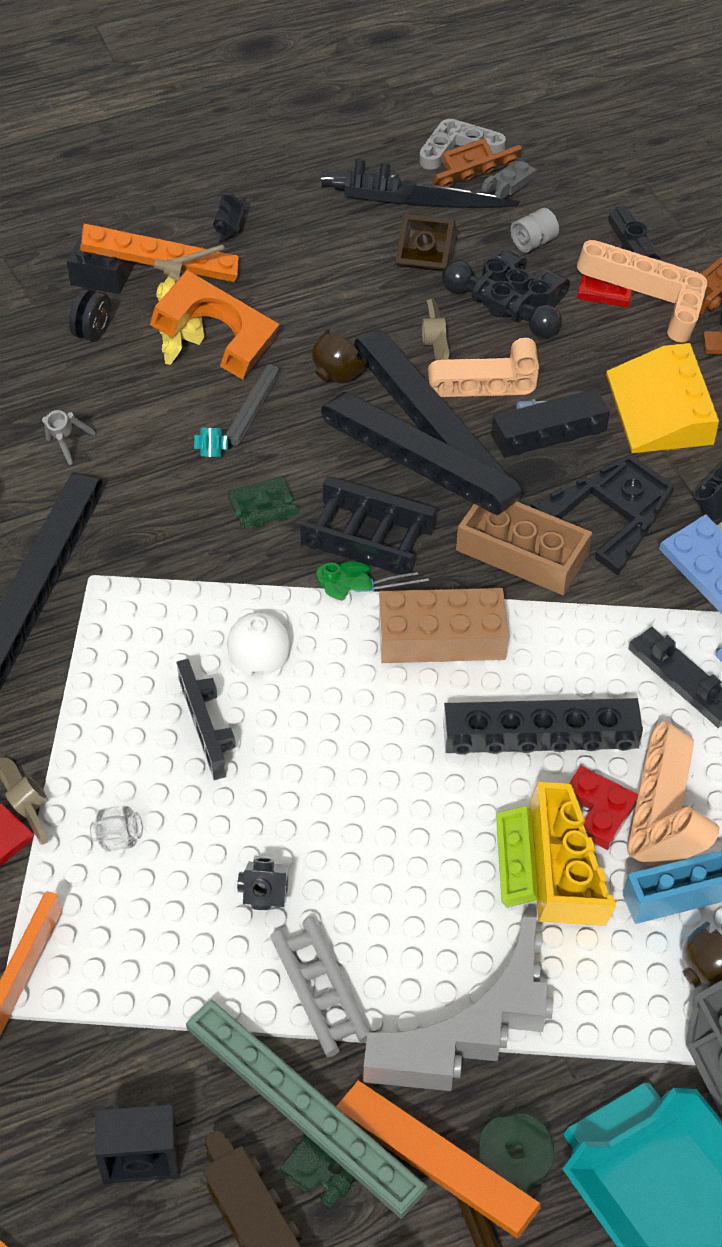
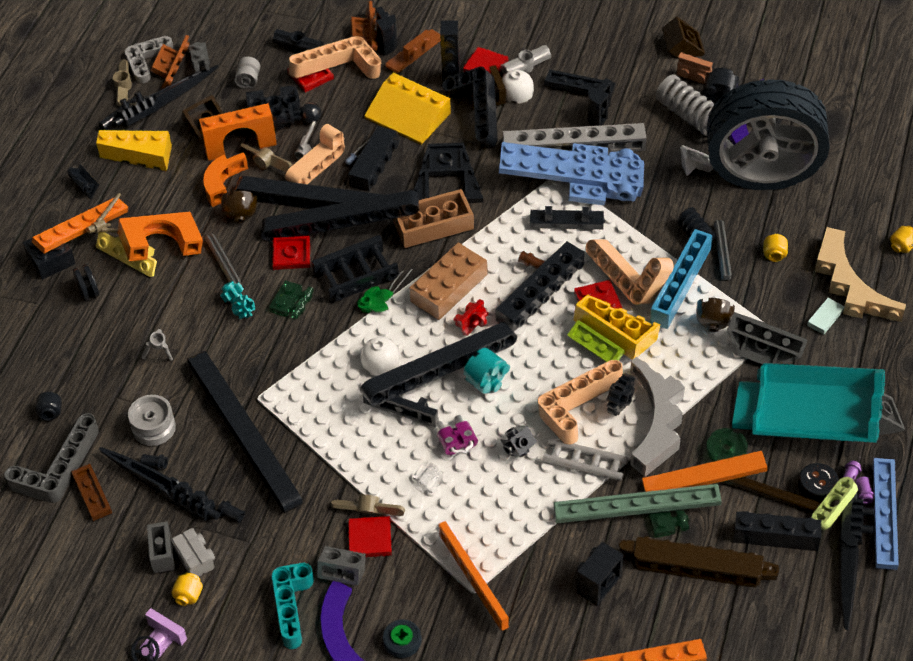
camera: 45 degrees left, 0 degrees up
(203, 473) = (243, 306): none -> teal gear
(212, 814) = (458, 437): none -> magenta piece
(299, 708) = (436, 364): none -> black beam
(323, 223) = (140, 147): none -> yellow wedge
(331, 453) = (291, 252): none -> red tile
(336, 765) = (486, 371): none -> teal brick
(366, 310) = (218, 172): none -> orange arch
(400, 149) = (122, 81): none -> dark tan piece
(405, 891) = (557, 402): none -> light nougat beam
(414, 691) = (473, 317): none -> red hips
(452, 945) = (620, 394): none -> black gear
(463, 276) = (217, 127): none -> orange arch
(490, 351) = (303, 147): none -> light grey plant
(571, 683) = (530, 260): none -> reddish brown pin

